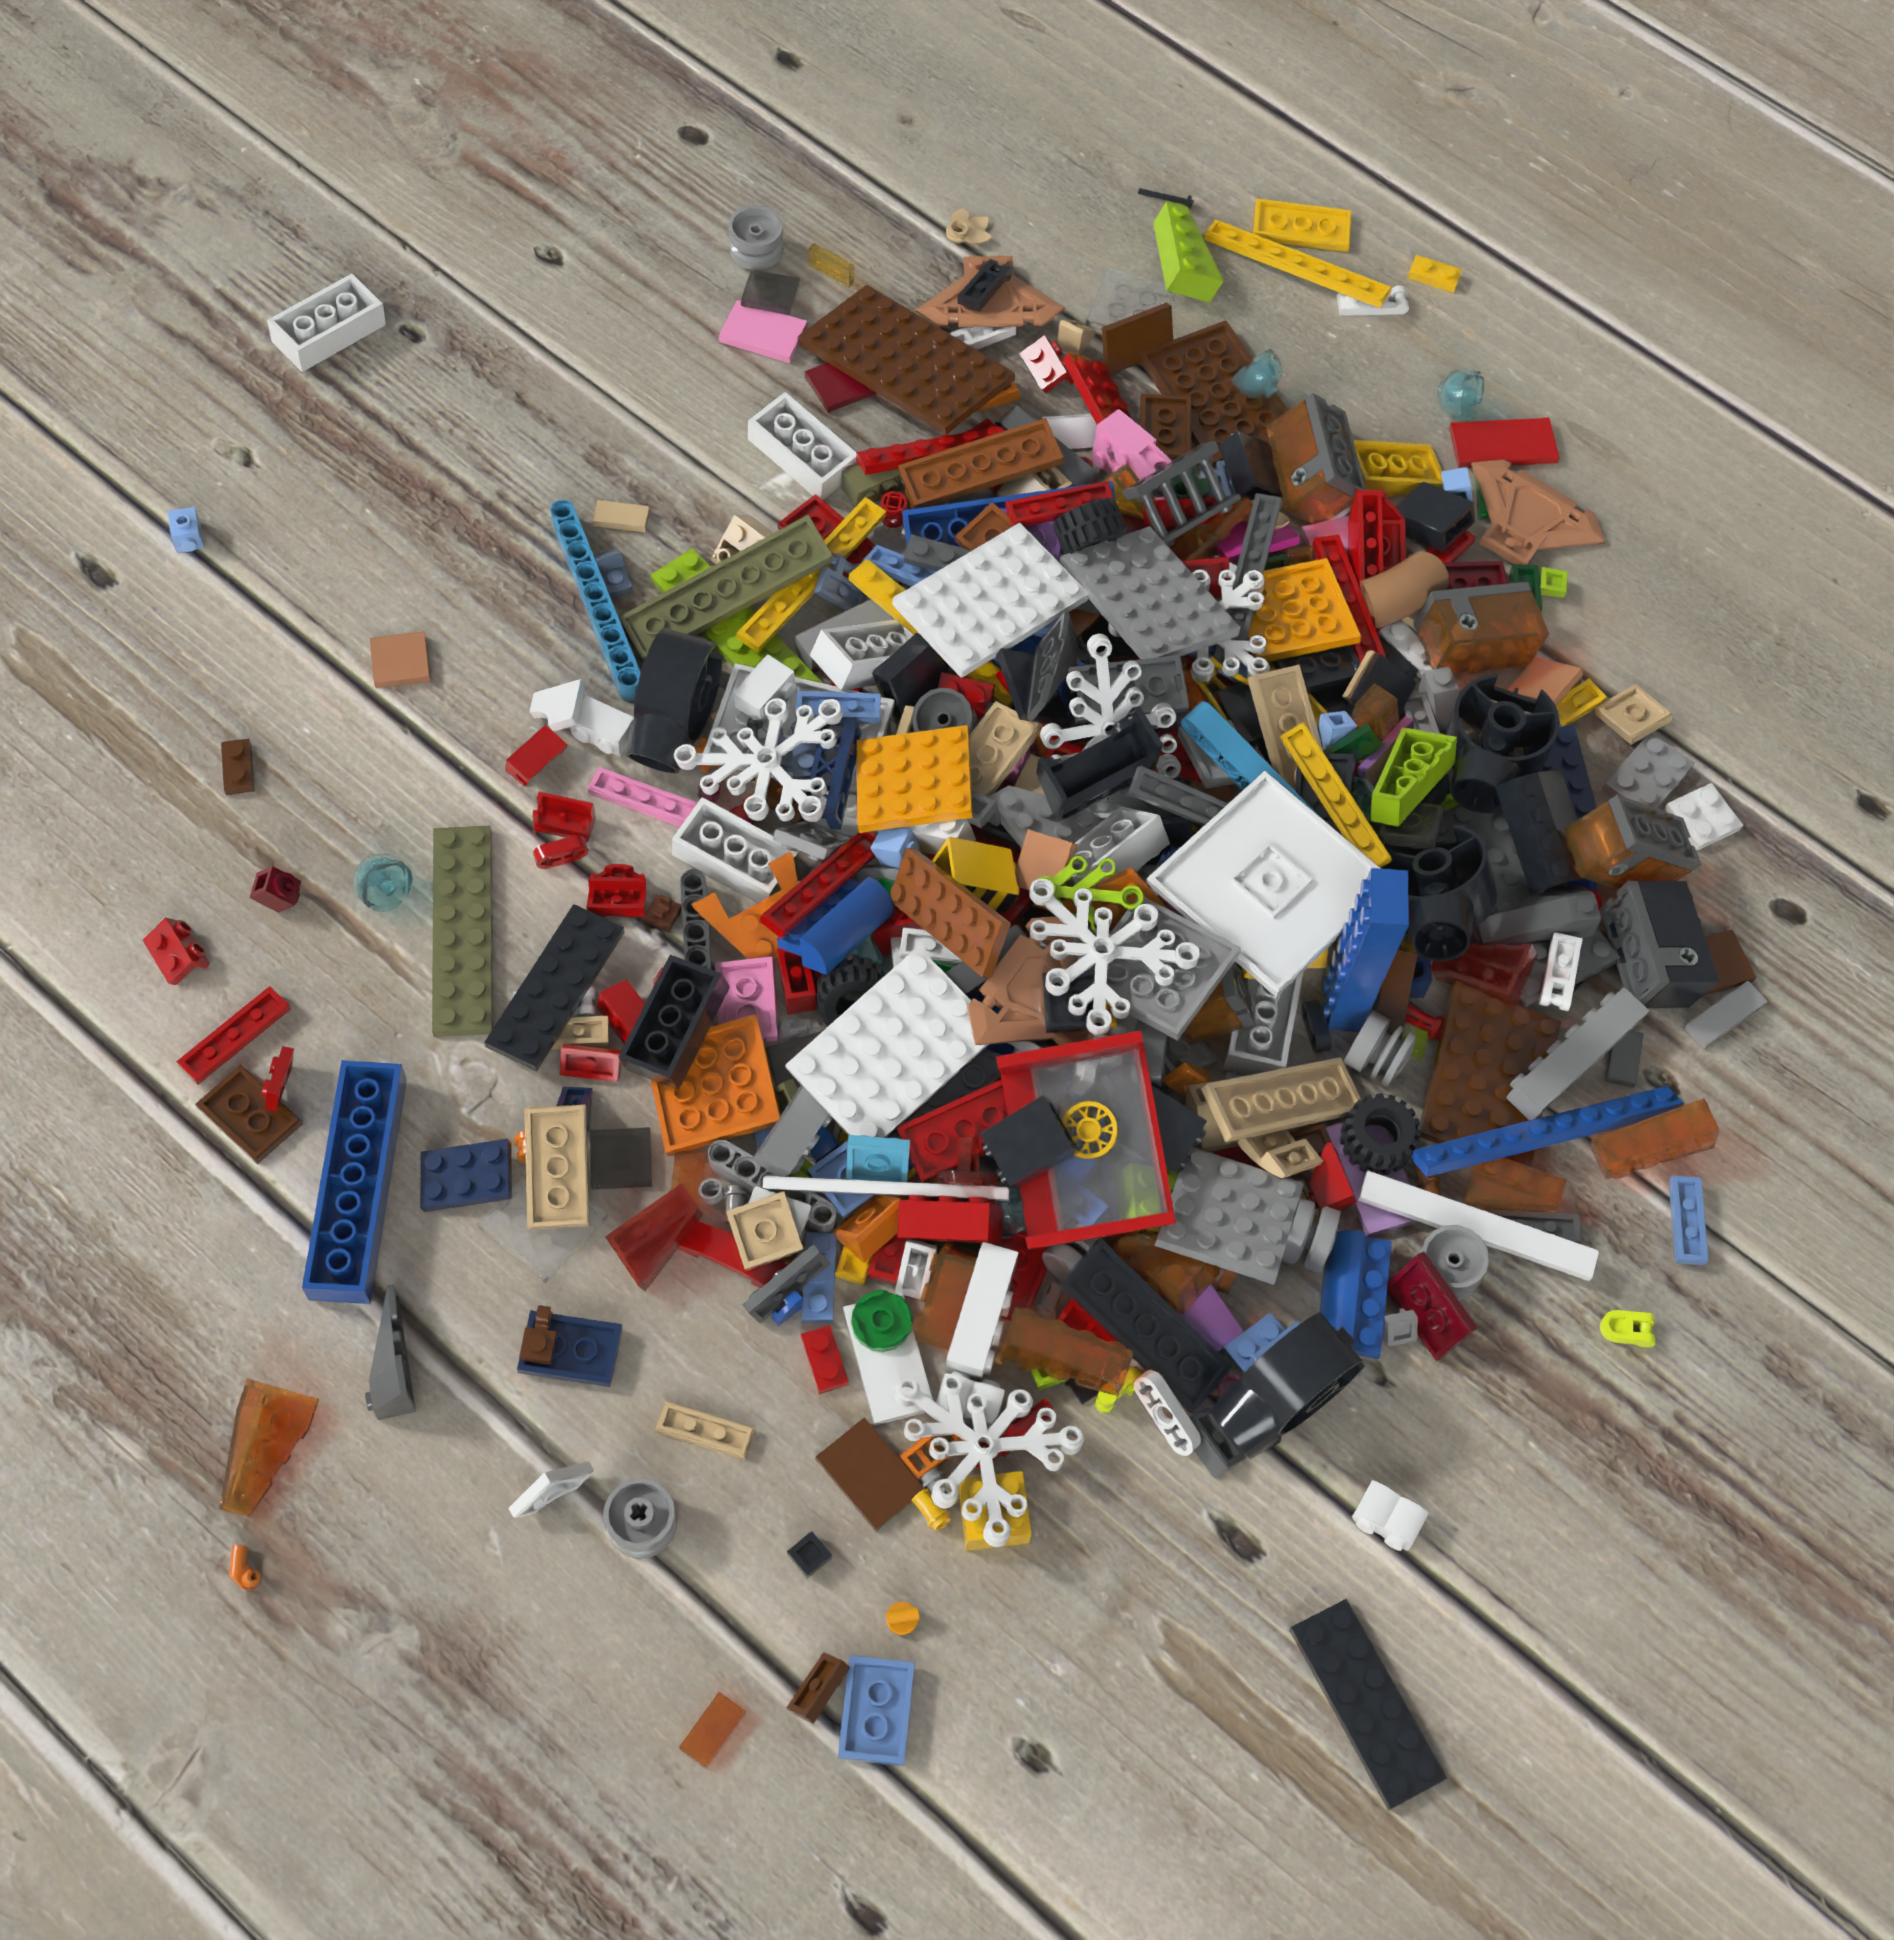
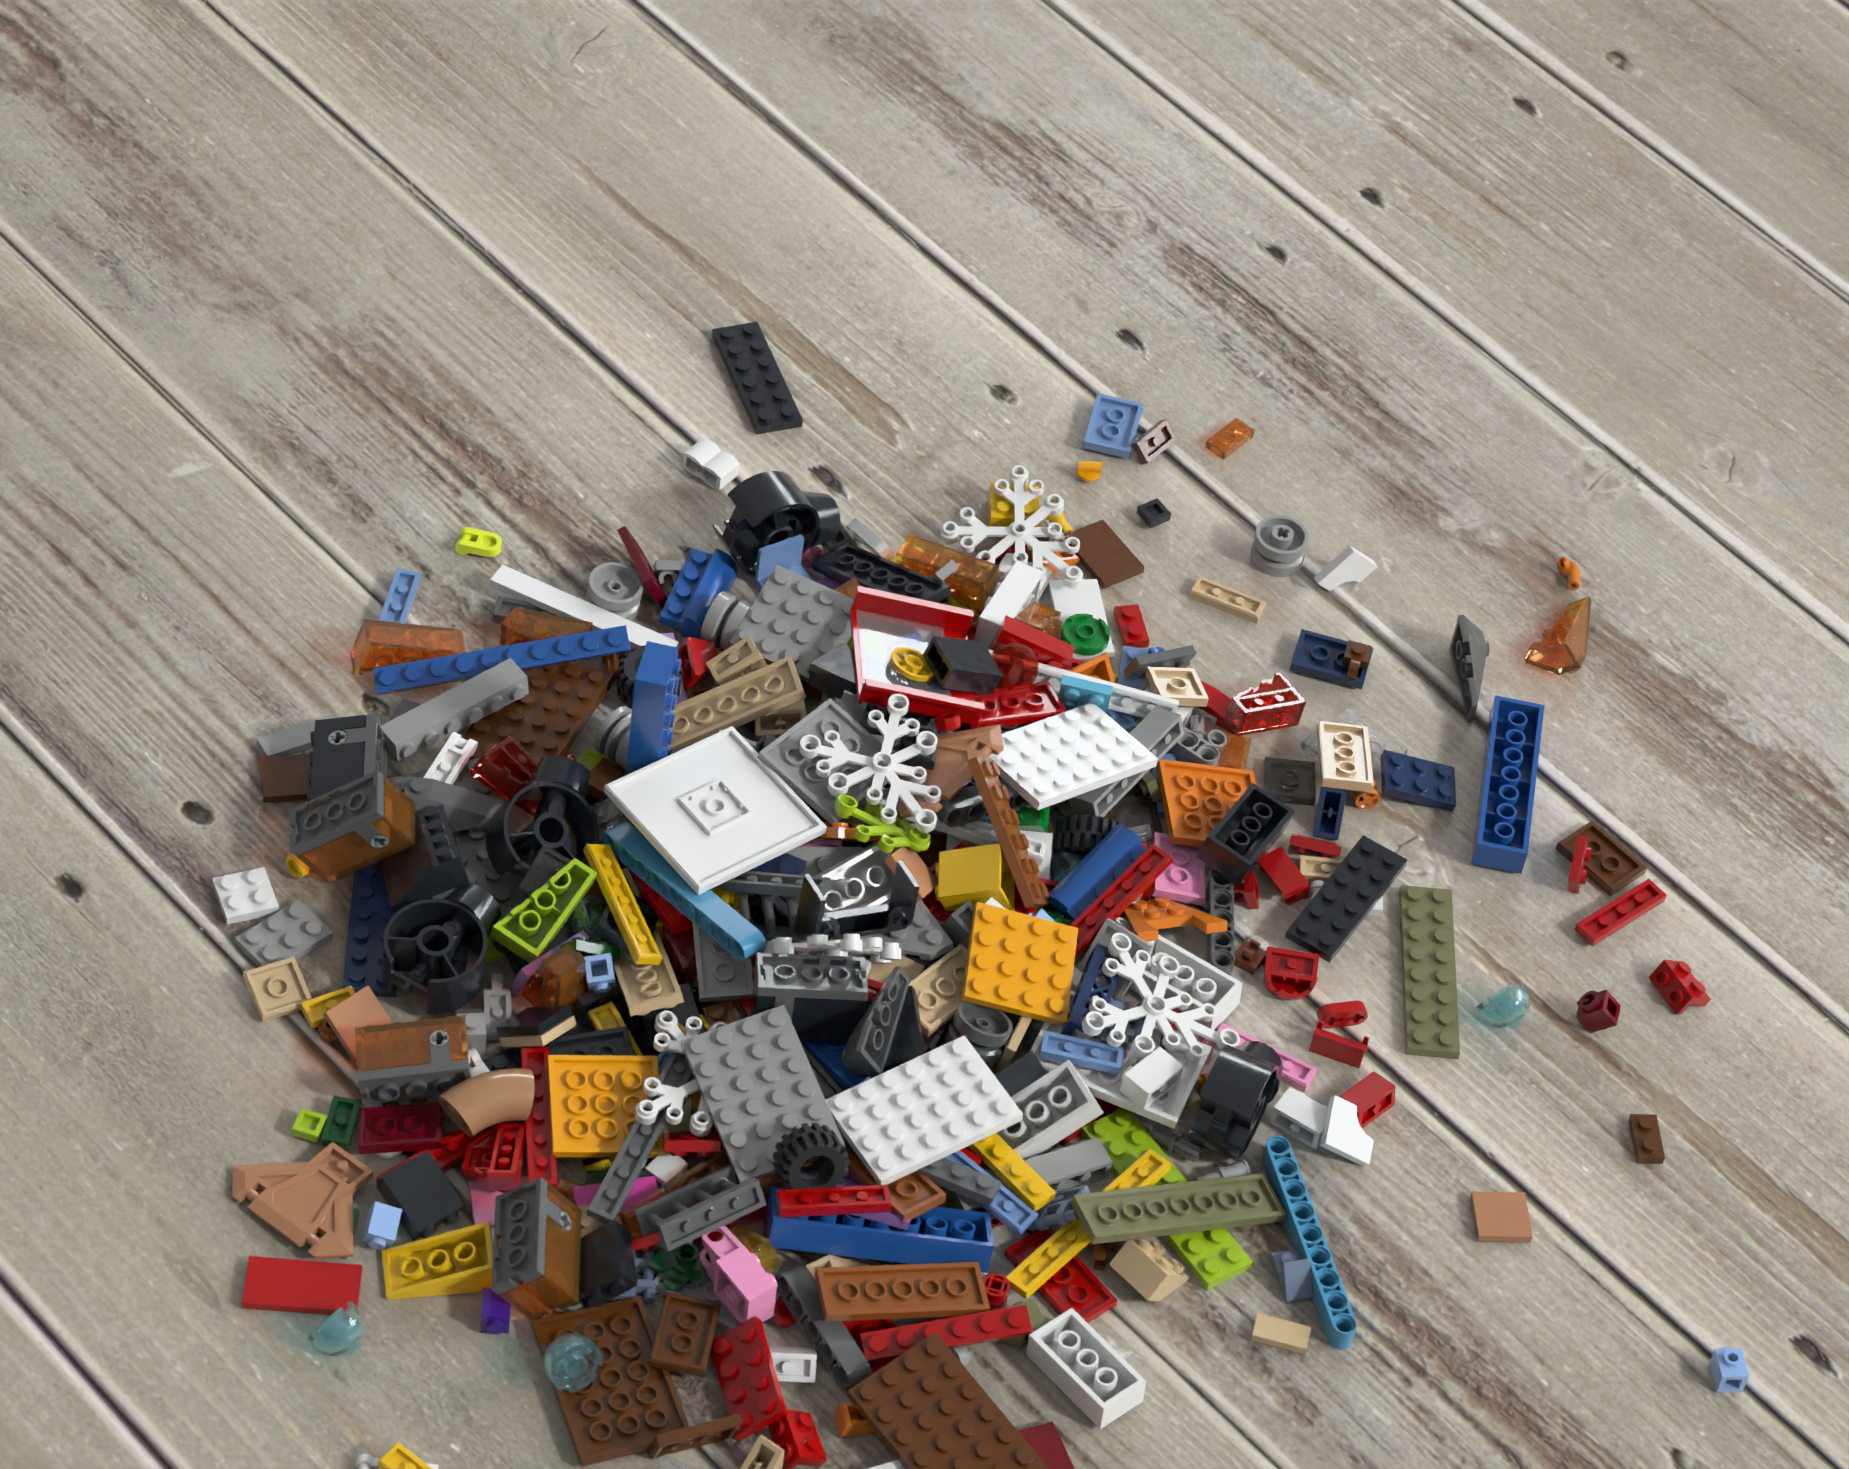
camera: 175 degrees left, 15 degrees down
(1035, 1039) = (947, 722): none -> red tile
(1072, 1312) = (945, 571): none -> light grey tile

